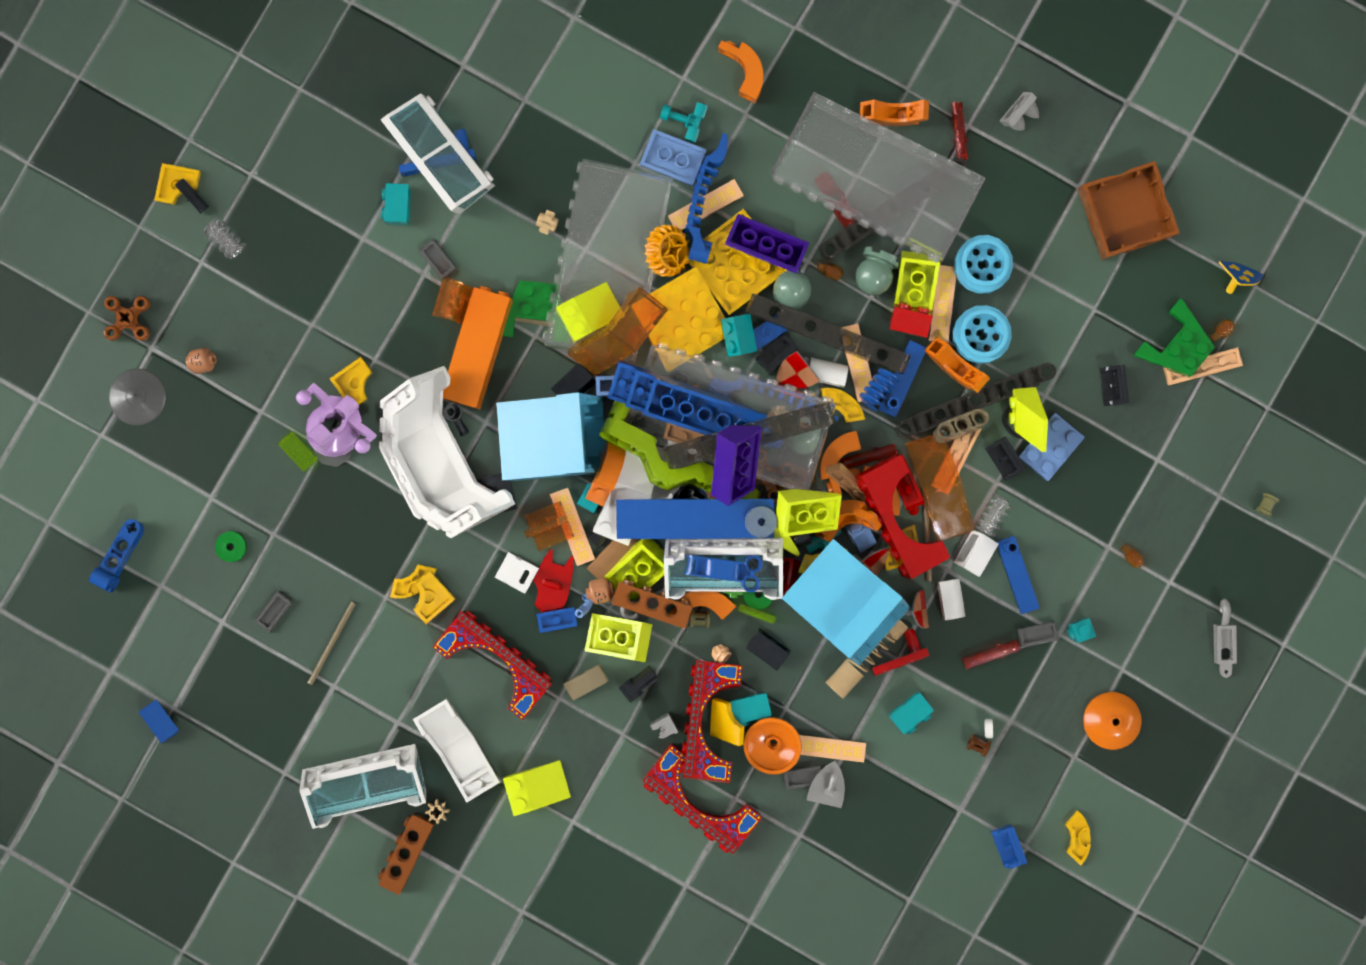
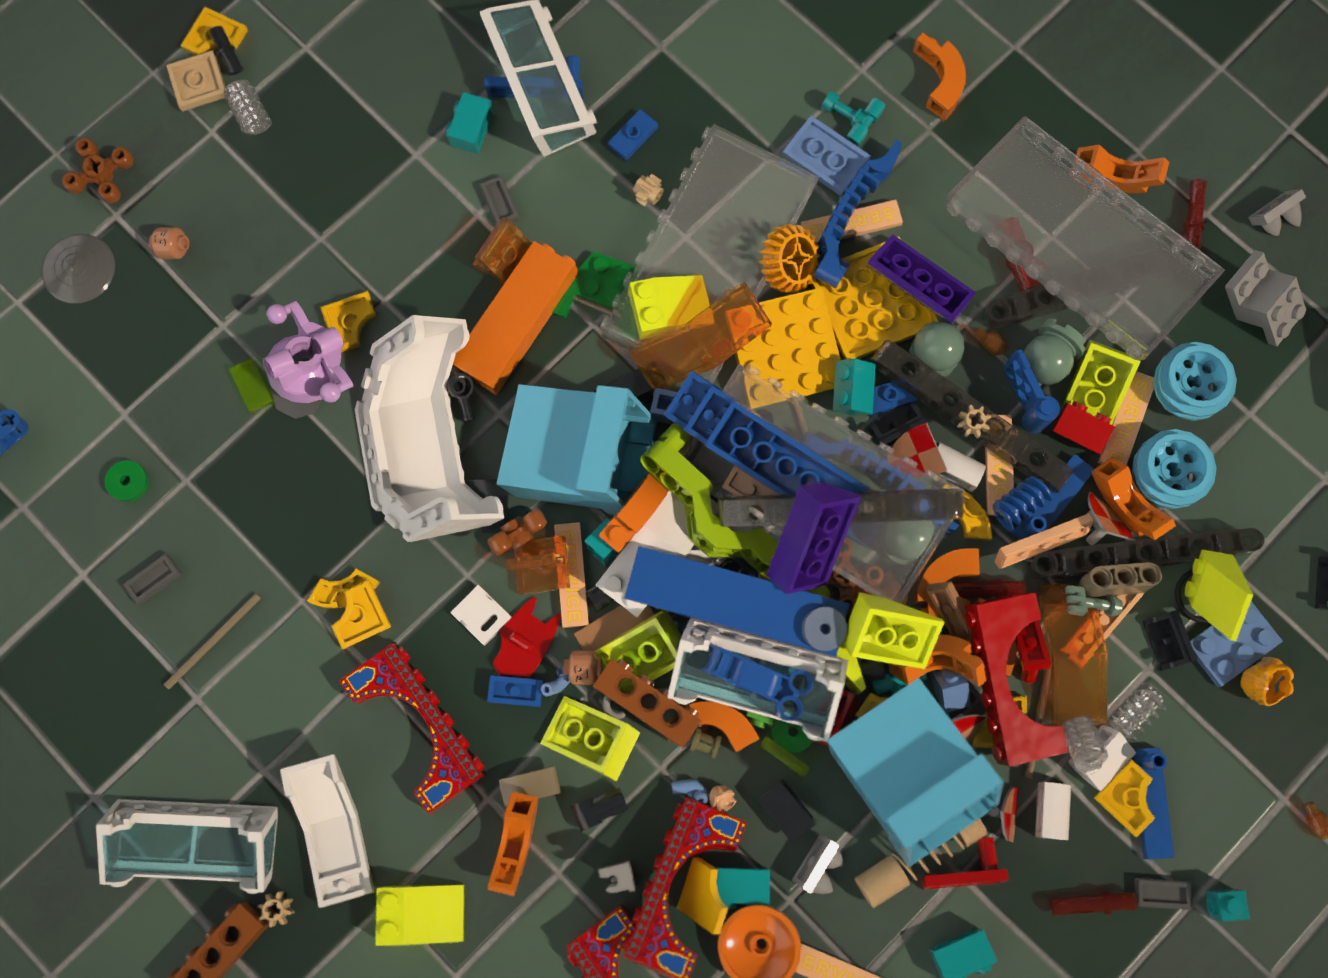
camera: 20 degrees right, 10 degrees down
(177, 225) = (196, 80): none -> tan plate
(523, 179) = (633, 135): none -> blue plate
(526, 509) = (517, 532): none -> dark orange gear
(587, 723) = (514, 844): none -> orange arch
(699, 652) = (692, 788): none -> medium blue arm
(795, 686) = (811, 872): none -> light grey tile
(833, 346) = (980, 422): none -> tan gear
(878, 317) = (1038, 408): none -> blue piece
(901, 412) = (1043, 541): none -> light nougat tile
(942, 384) = (1105, 521): none -> shield
(959, 446) = (1079, 602): none -> sand green hinge
(960, 549) = (1084, 744): none -> clear piece
(998, 576) = (1126, 798): none -> yellow tile
(1022, 185) = (1265, 298): none -> light grey bracket
(1074, 469) = (1260, 681): none -> light orange hair

